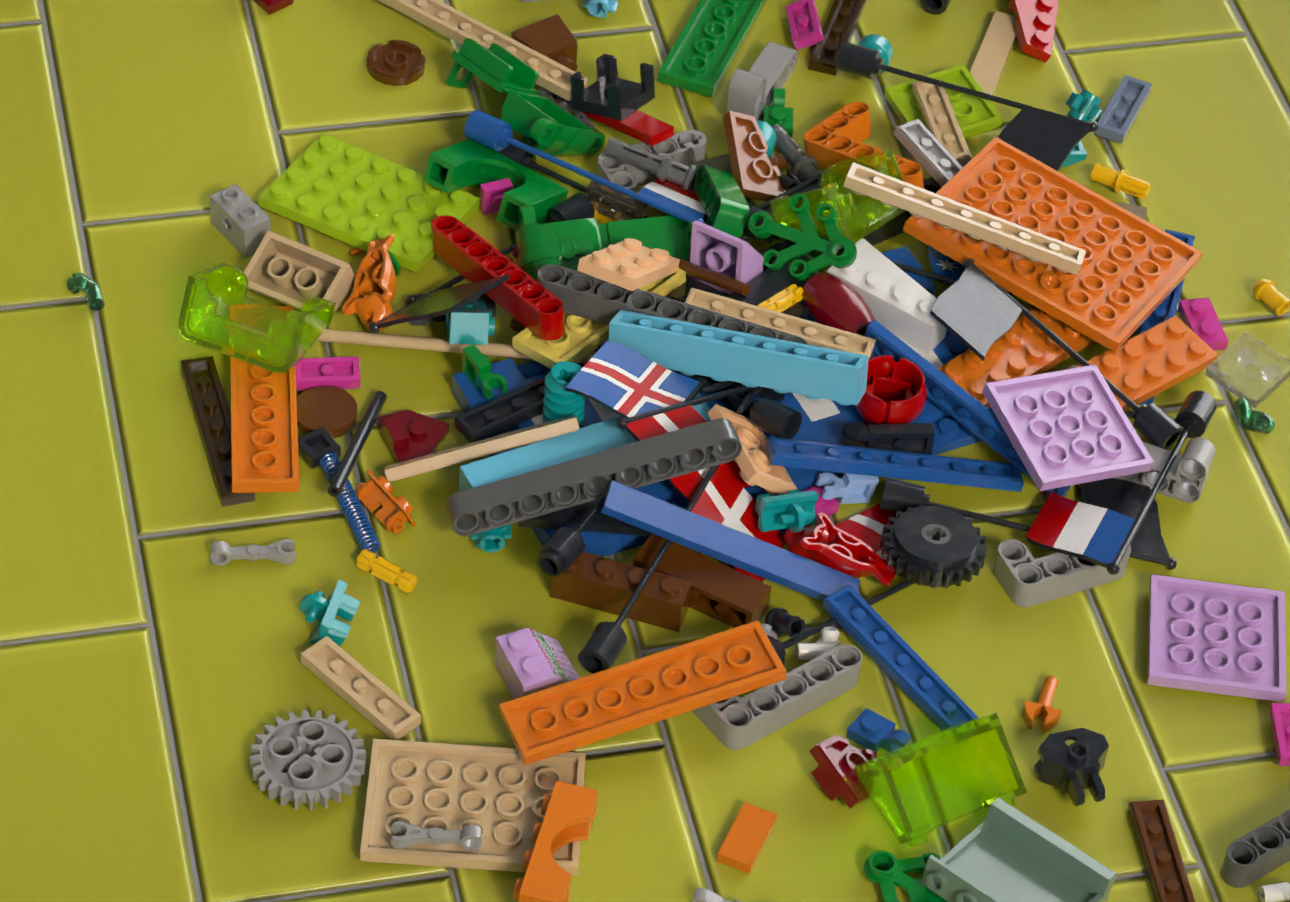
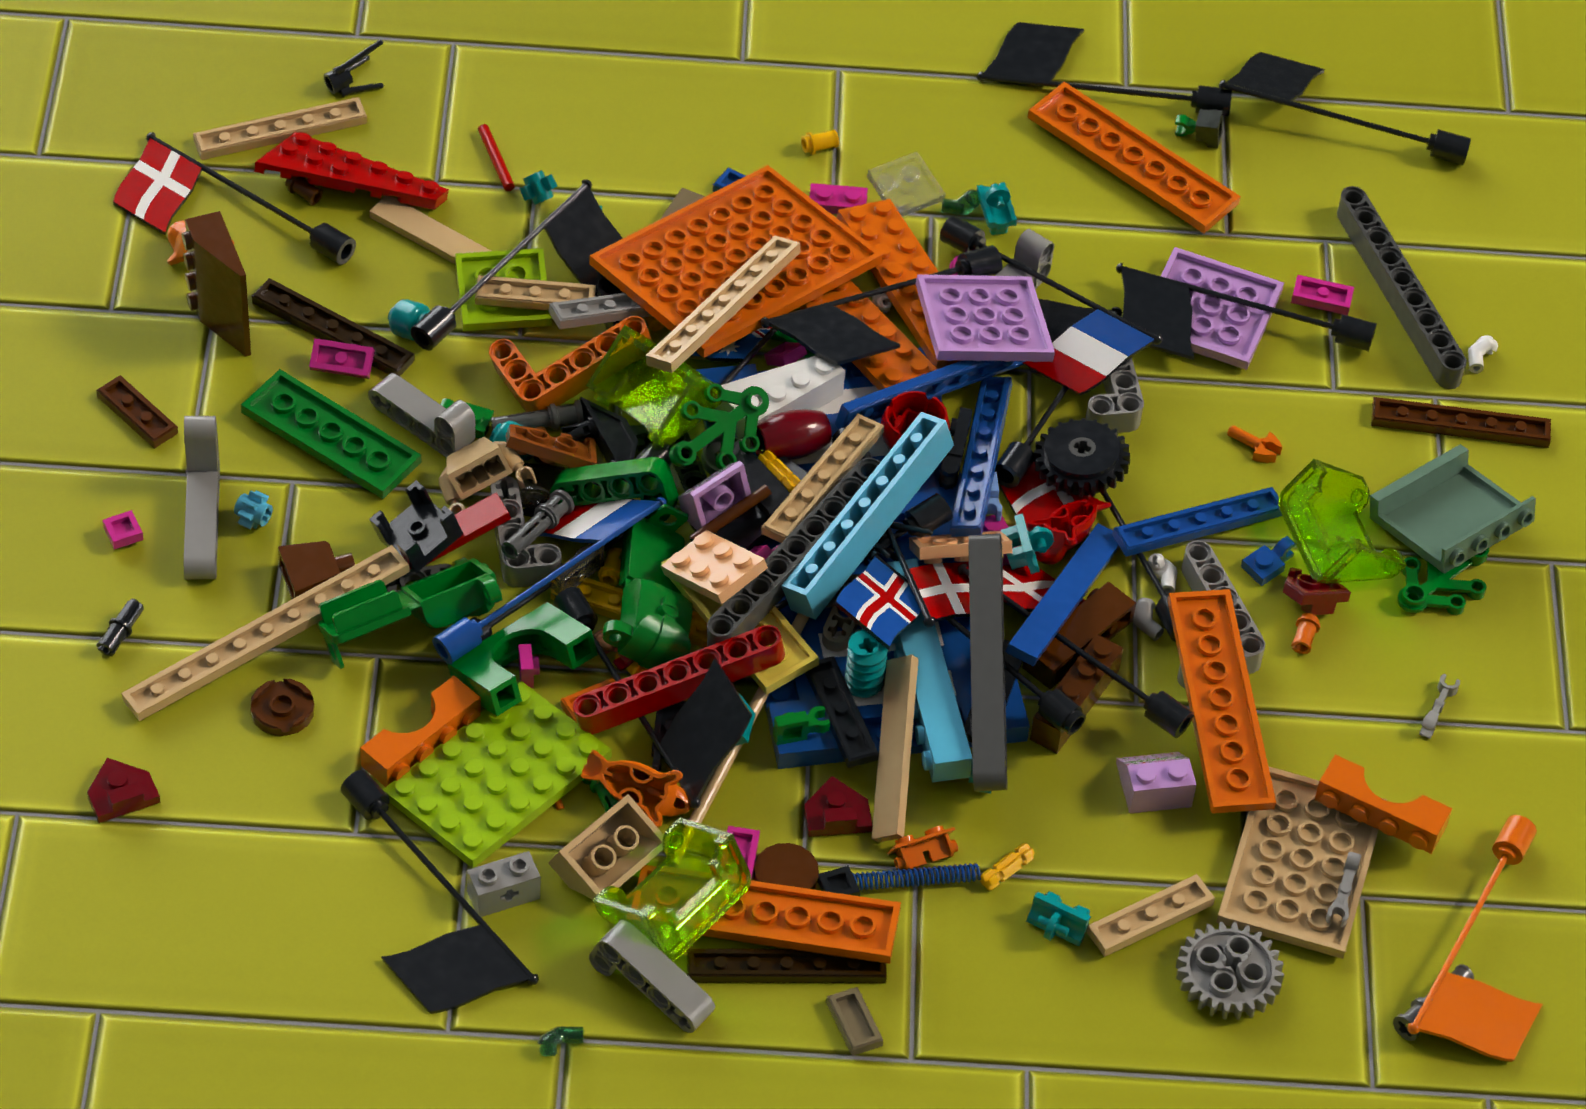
camera: 75 degrees left, 5 degrees up
(157, 334) = (652, 974): none -> light grey beam
(158, 220) = (457, 964): none -> black flag
(166, 486) = (854, 1021): none -> dark tan tile
(223, 553) = (961, 950): light grey piece -> none
(357, 444) = (846, 851): black piece -> none
(361, 128) = (393, 754): none -> orange arch
(700, 116) = (478, 467): none -> tan torso
(747, 837) = (1363, 680): orange tile -> none
(785, 623) = (1141, 586): black pin -> none
(788, 775) = (1307, 626): none -> orange pin
(1075, 765) = (1339, 437): black hinge -> none
(1115, 80) = (496, 157): none -> red bar
(1120, 181) = (640, 195): yellow axle -> none
(1123, 109) = (538, 157): sand blue plate -> none
(1189, 589) = (1166, 309): none -> black flag
(1257, 436) = (997, 207): none -> teal hips

